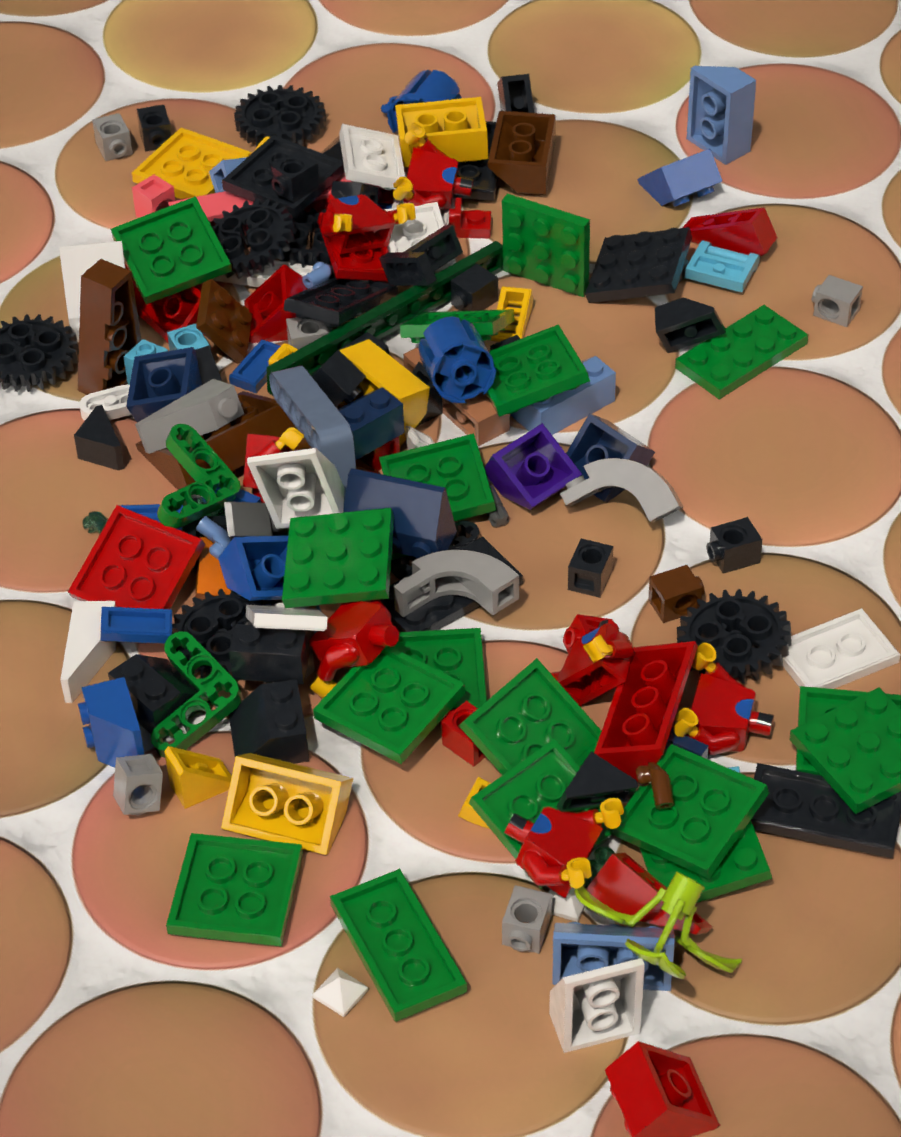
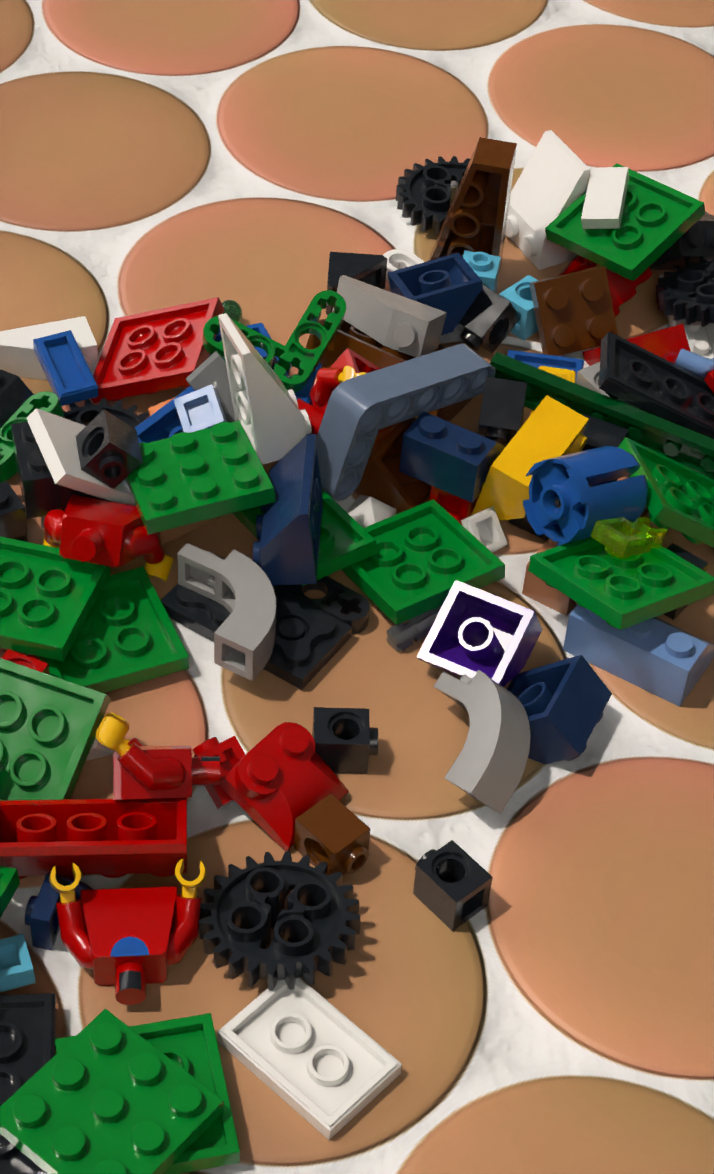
camera: 65 degrees right, 0 degrees up
(149, 247) = (605, 198): none -> white tile
(269, 538) = (200, 409): none -> plate
(283, 593) = (108, 449): none -> black brick
(506, 351) = (627, 538): none -> clear neon green plate
(619, 602) = (281, 781): none -> red slope

